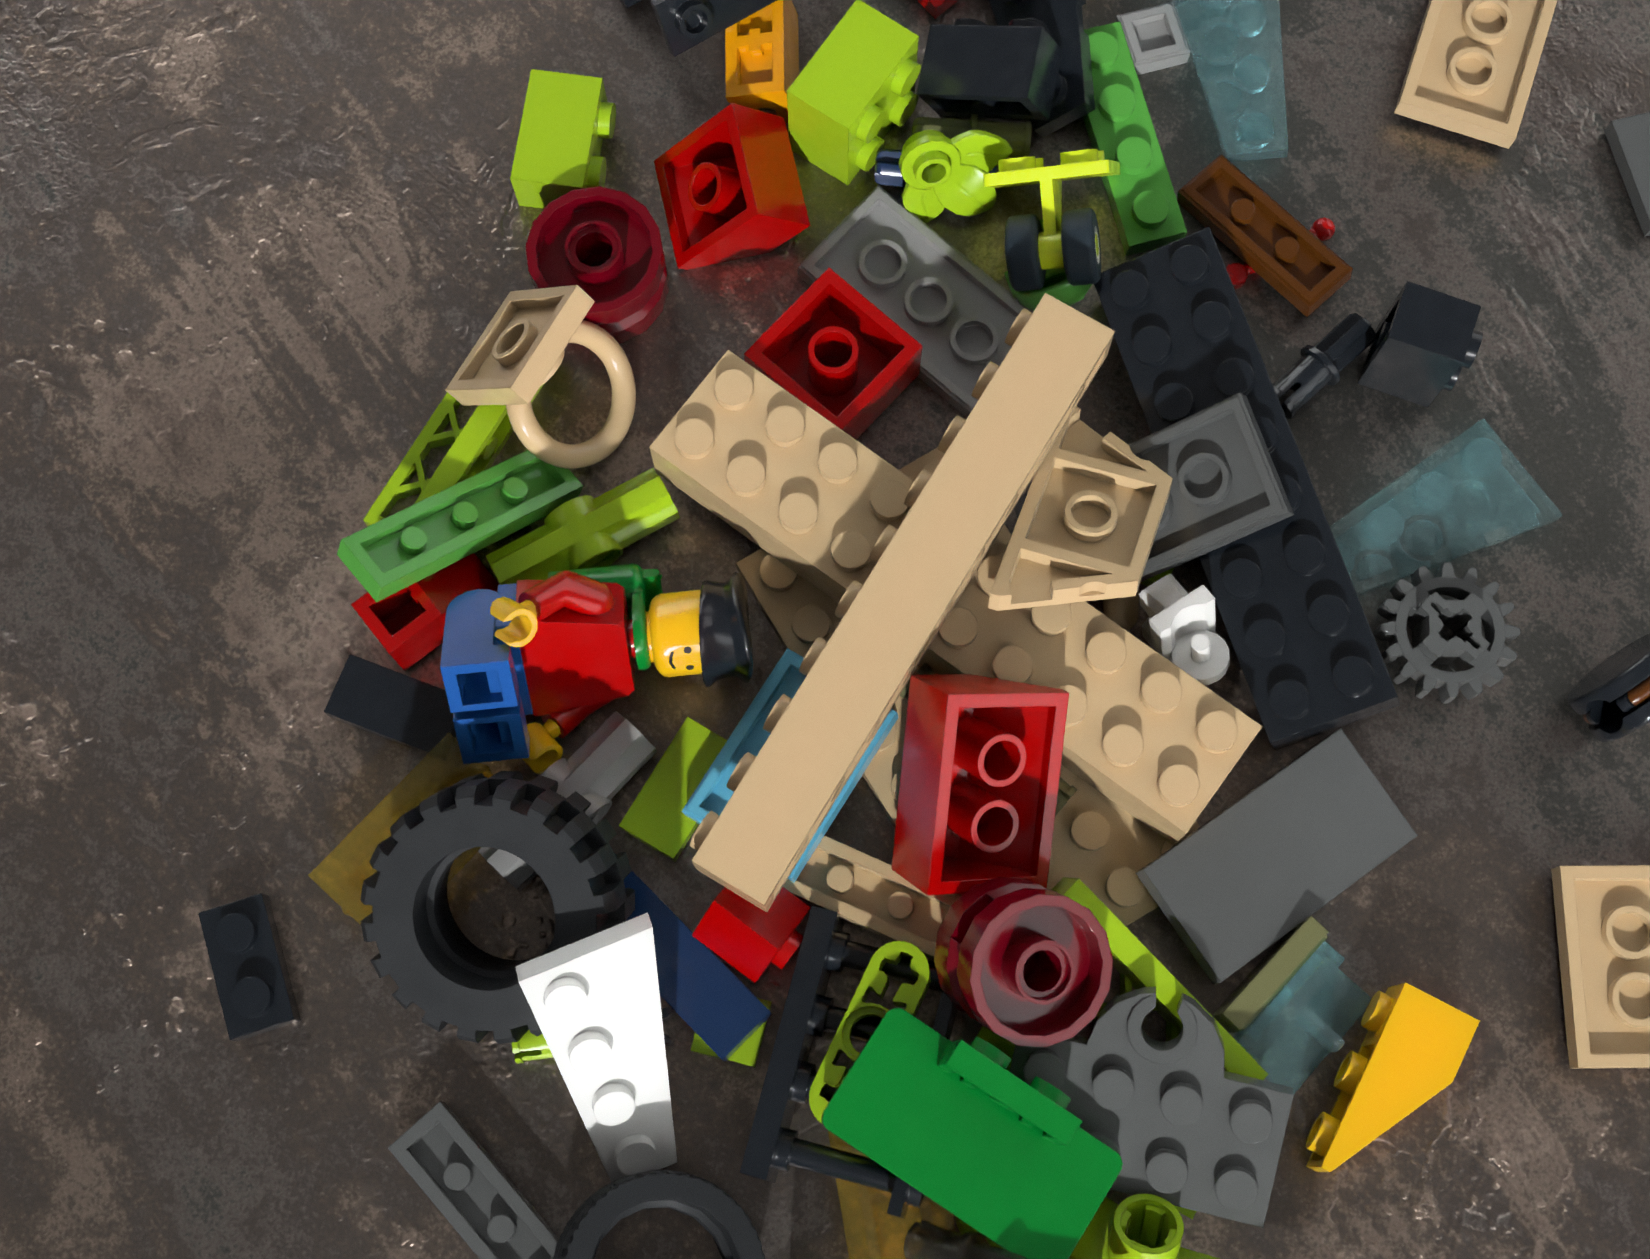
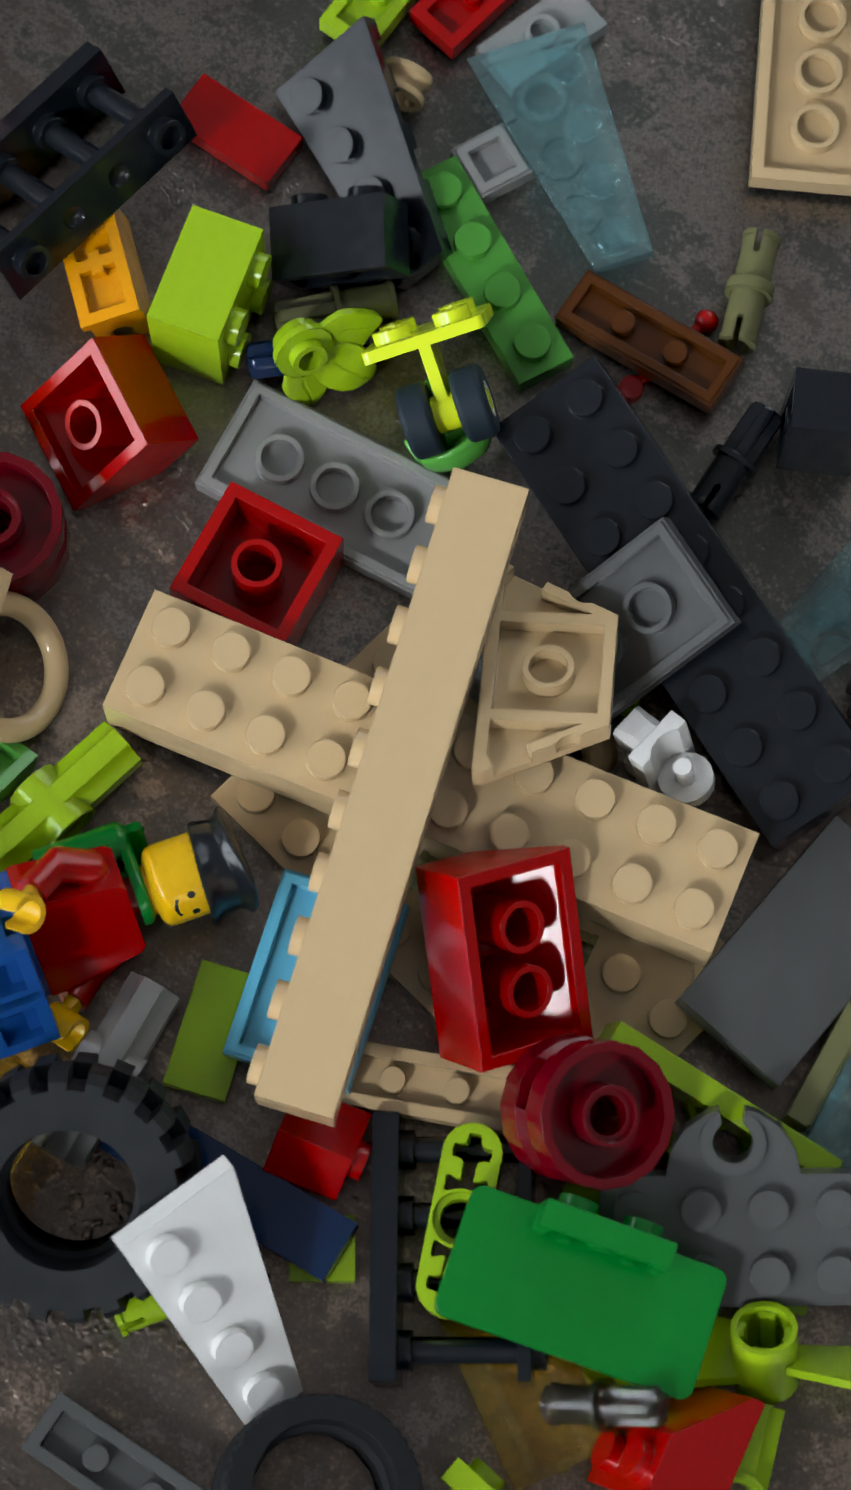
camera: 20 degrees left, 0 degrees up
(1373, 207) = (749, 290): none -> olive pin

